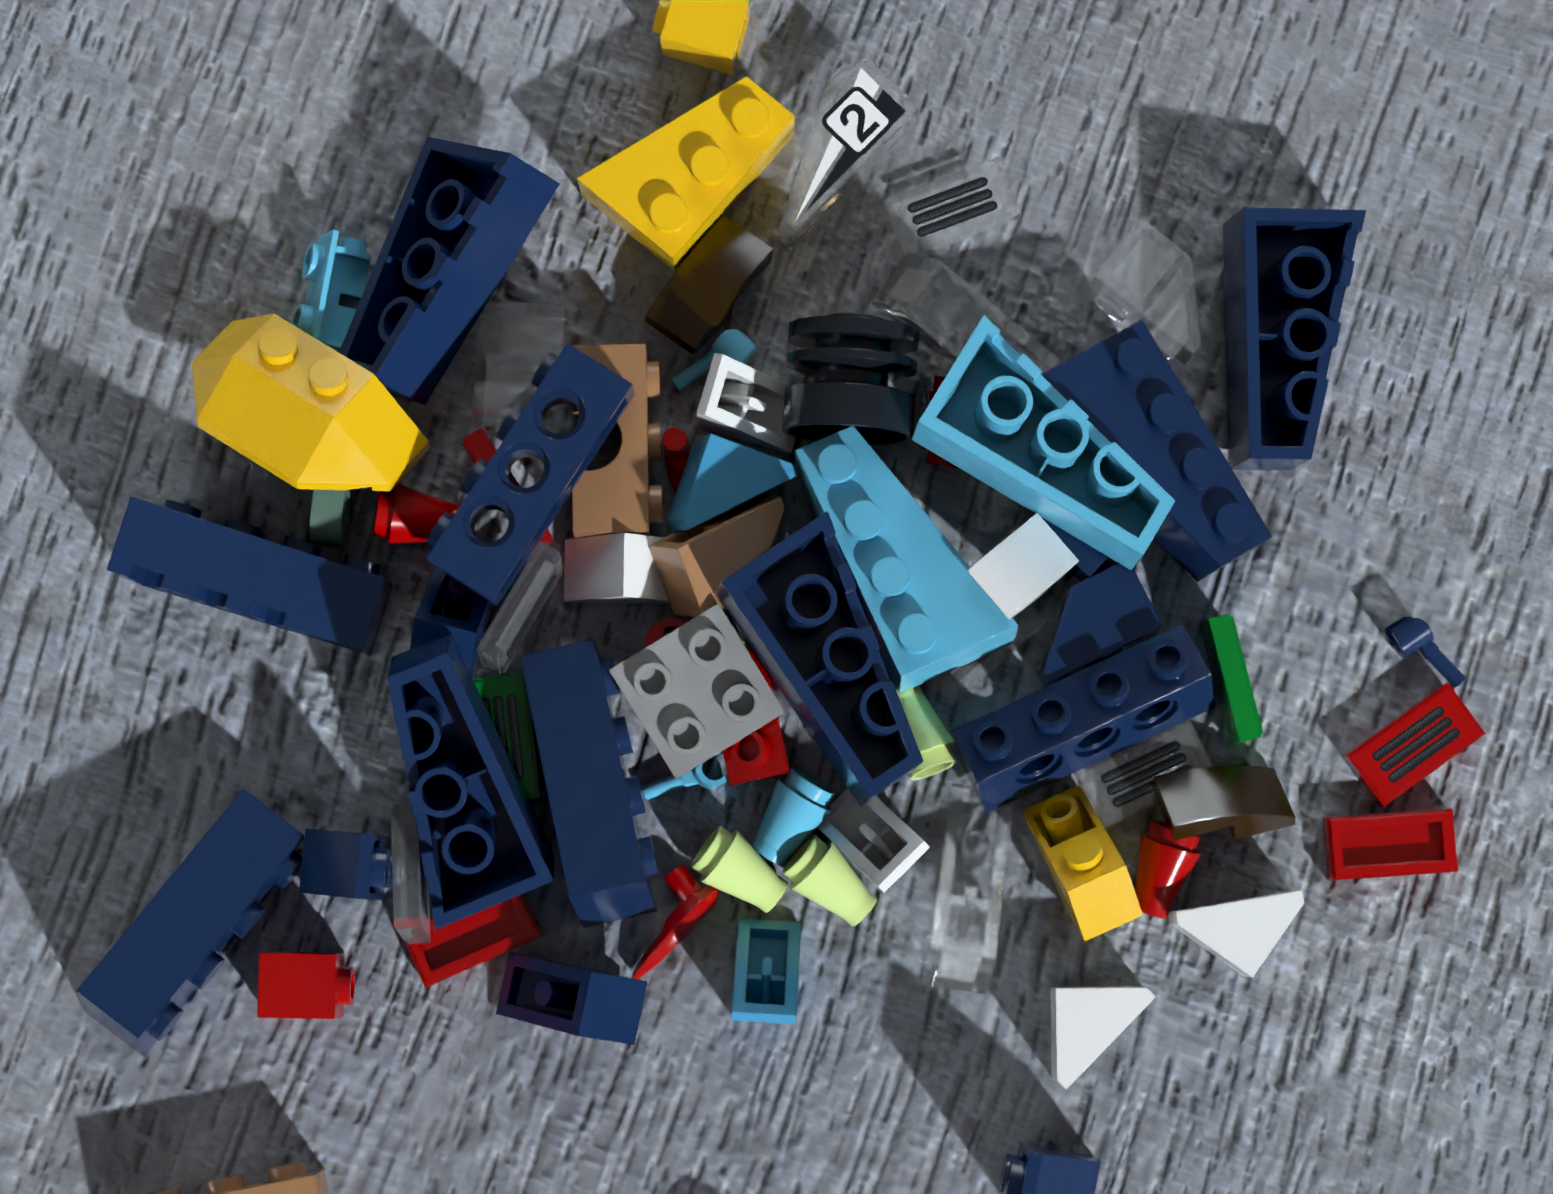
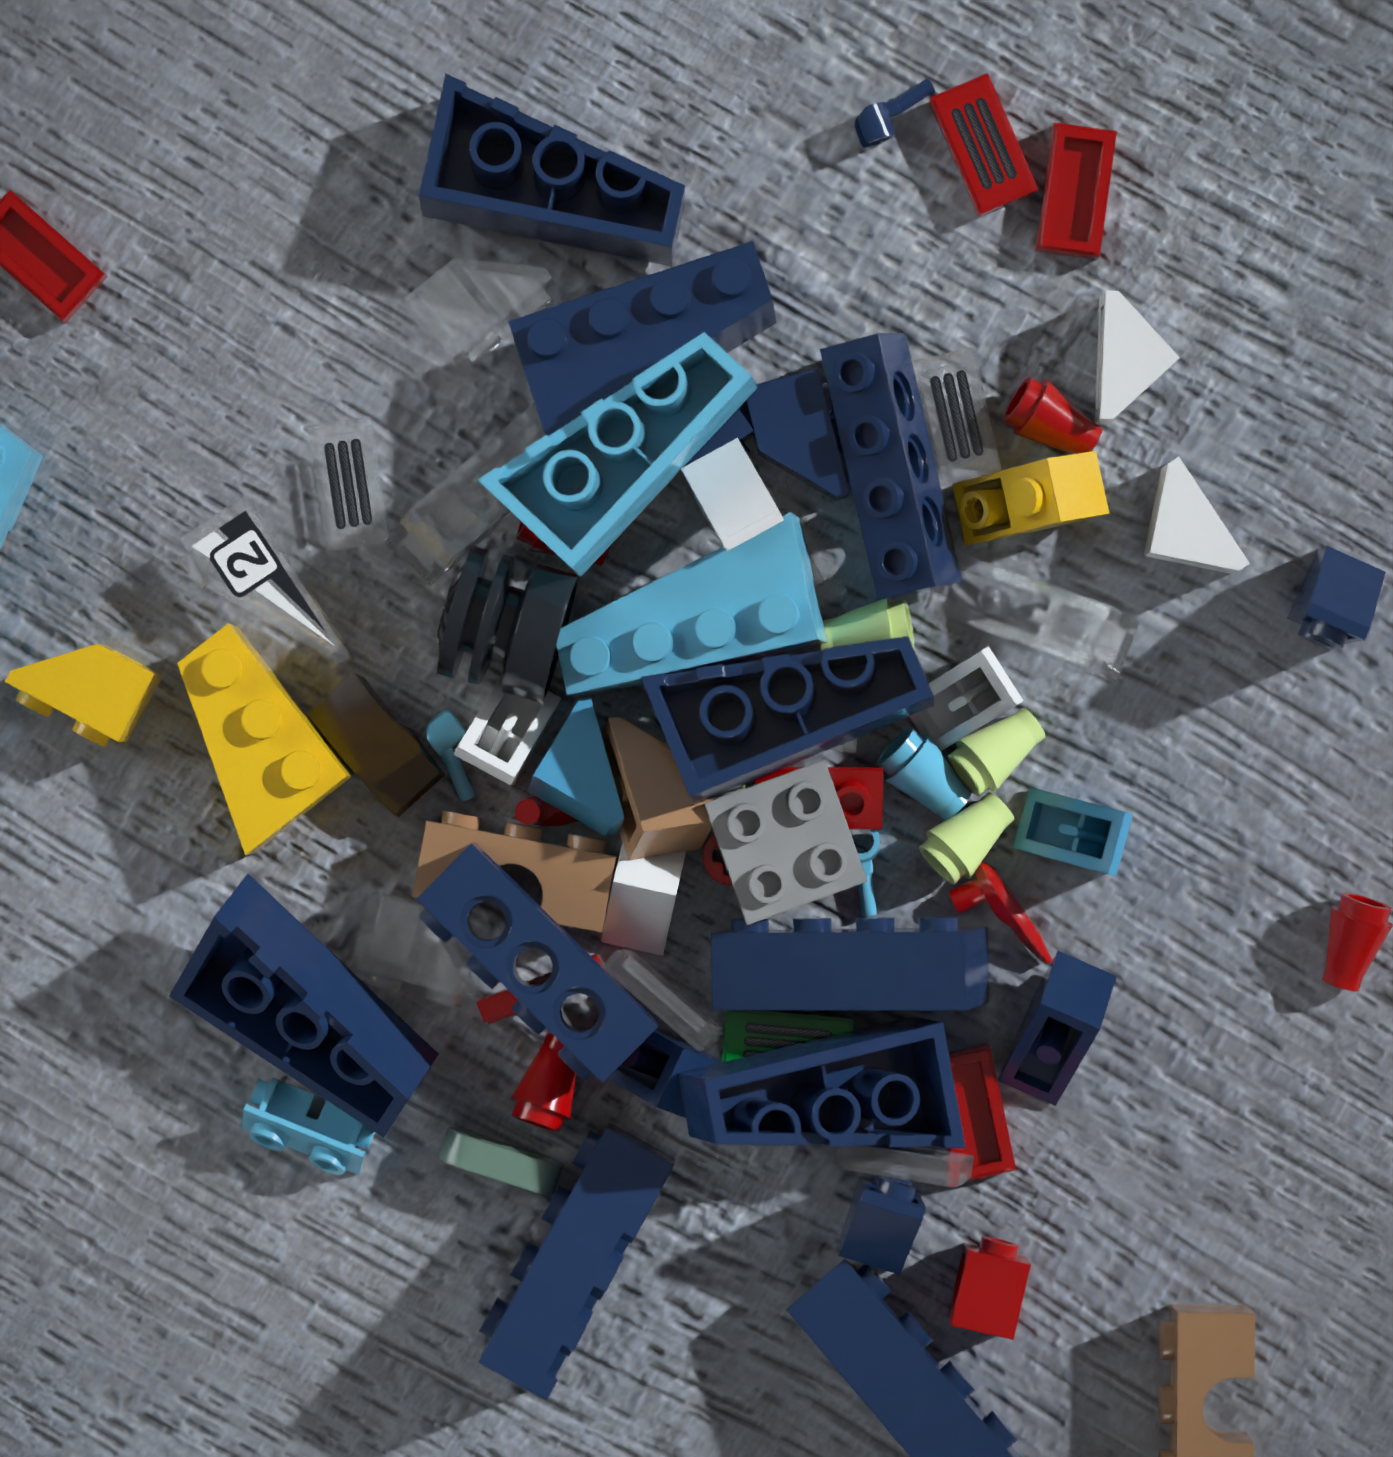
camera: 80 degrees left, 5 degrees up
(302, 409) = (420, 1178): yellow wedge -> none
(1222, 797) = (997, 344): dark brown slope -> none
(1231, 679) = (882, 311): green tile -> none

